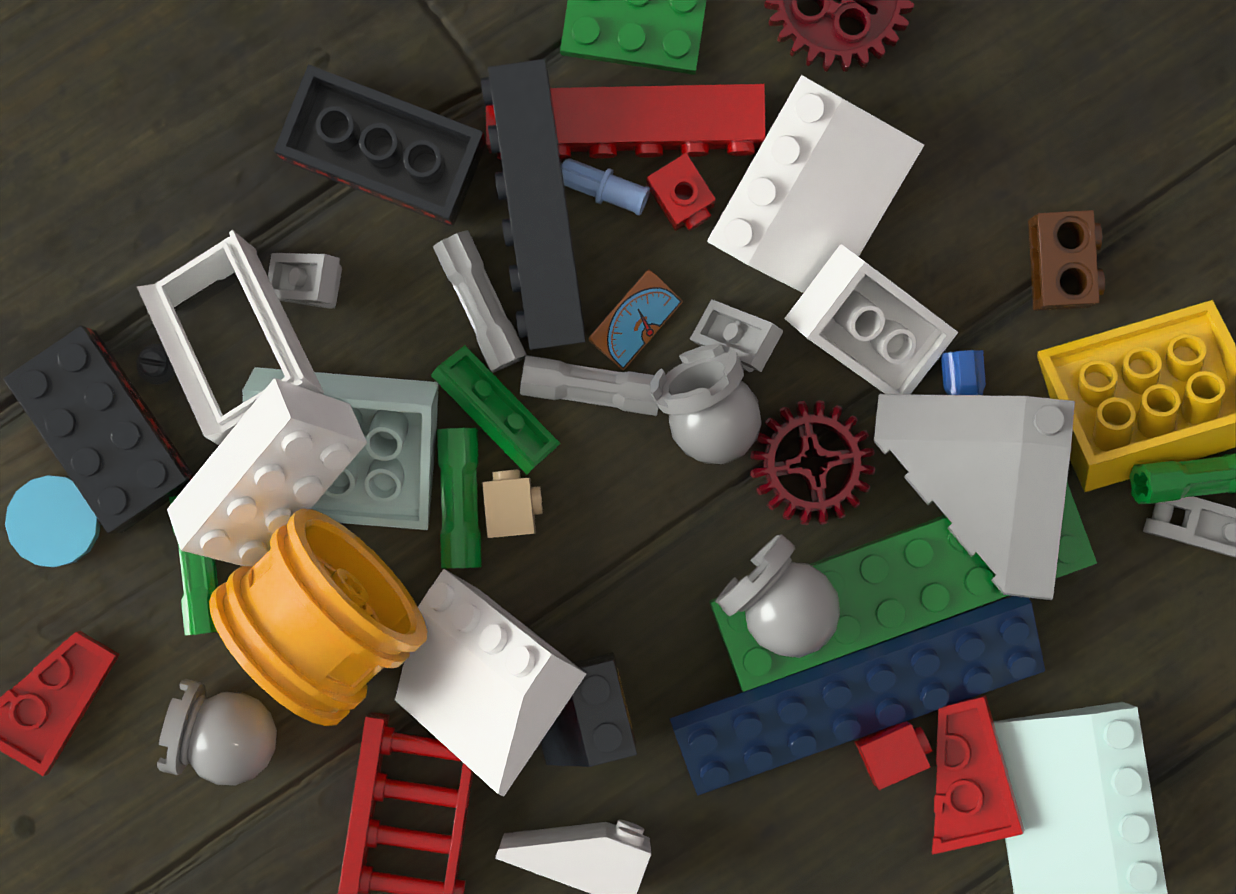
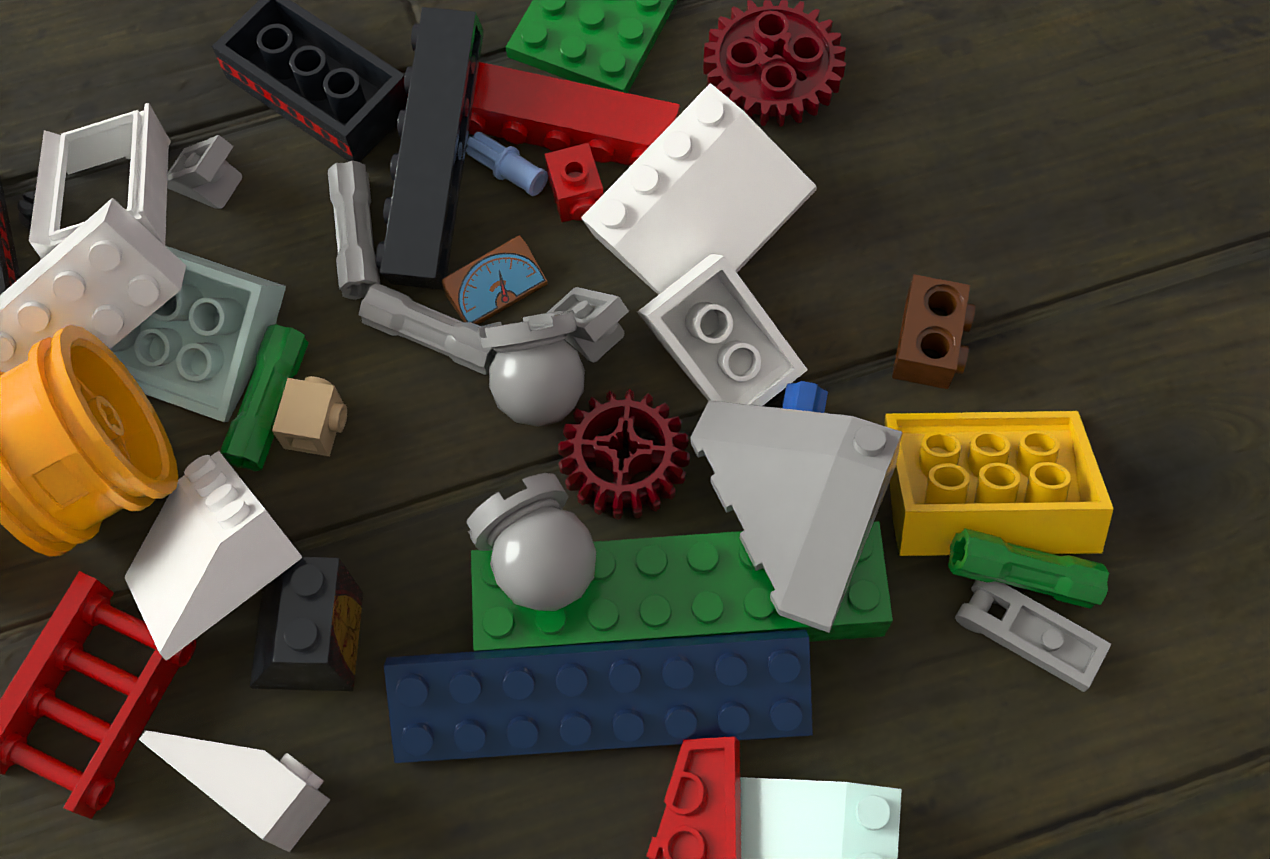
camera: 20 degrees right, 20 degrees down
(495, 409) = (331, 326): green tile -> none
(894, 753) = (620, 774): red brick -> none

